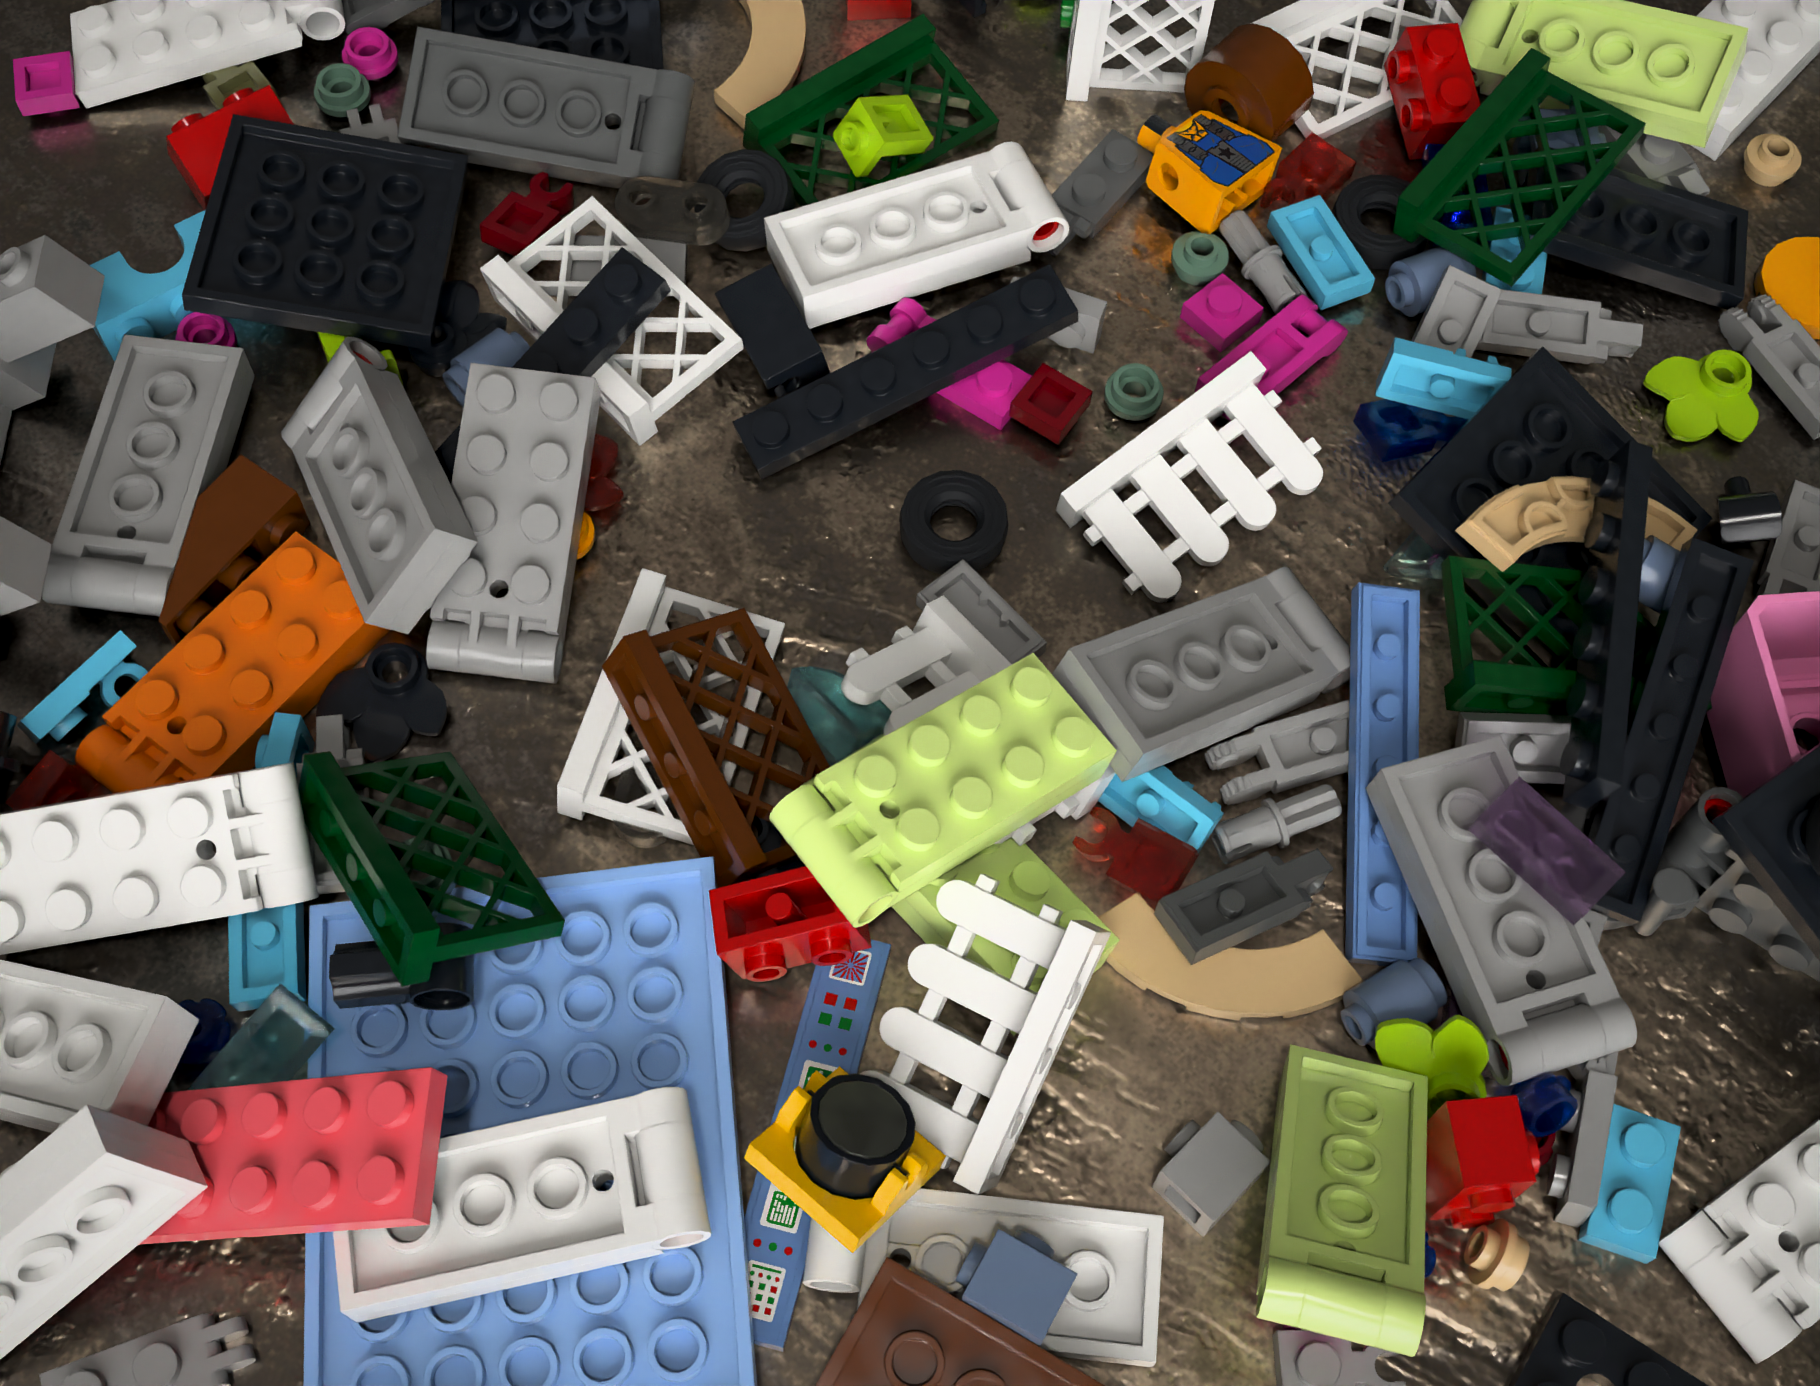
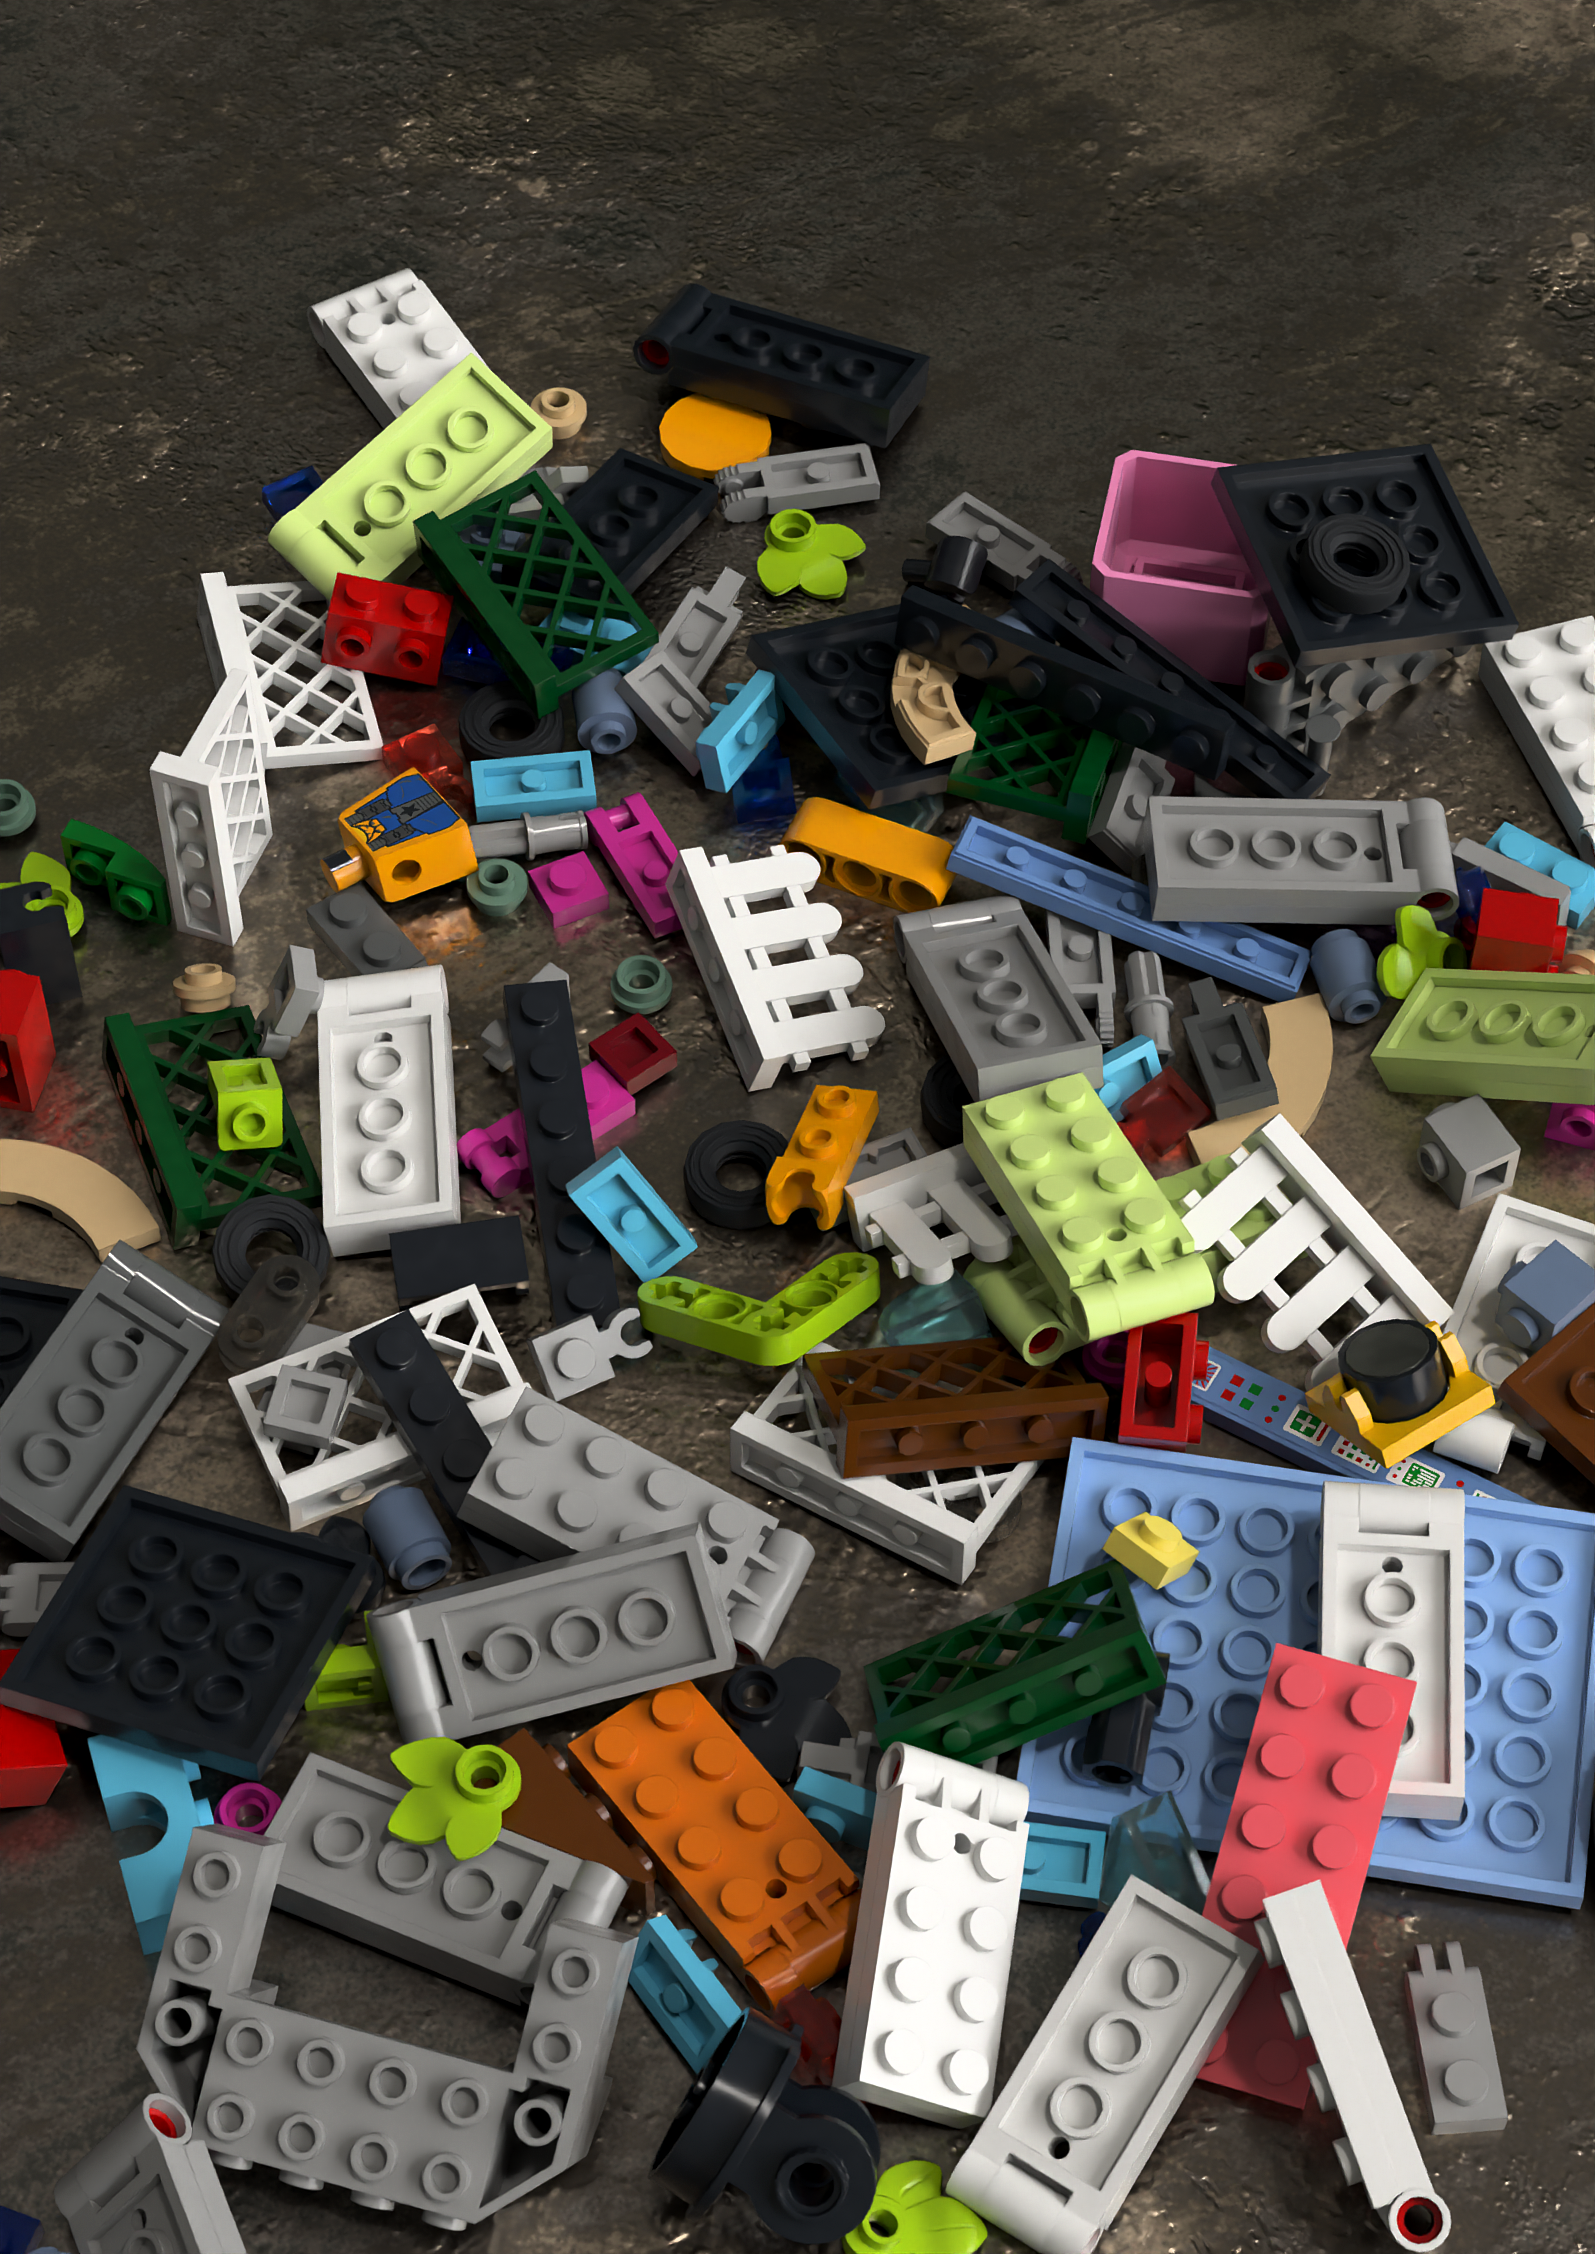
camera: 70 degrees left, 10 degrees down
(203, 449) = (444, 1798): none -> lime plate
(524, 219) = (209, 1469): dark red plate -> none
(568, 249) = (305, 1407): none -> light grey plate
(583, 949) = (1151, 1549): none -> light yellow plate
(710, 447) = (578, 1354): none -> light grey plate
(773, 570) = (759, 1330): none -> lime beam
(849, 434) = (631, 1215): none -> medium azure plate
(978, 570) = (821, 1154): none -> light orange plate
(986, 125) = (292, 997): none -> light grey plate
(999, 83) = (204, 988): none -> tan plate
(1256, 75) = (327, 764): reddish brown piece -> none
(1355, 527) = (872, 855): none -> light orange beam
(1546, 850) = (1275, 794): clear purple plate -> none

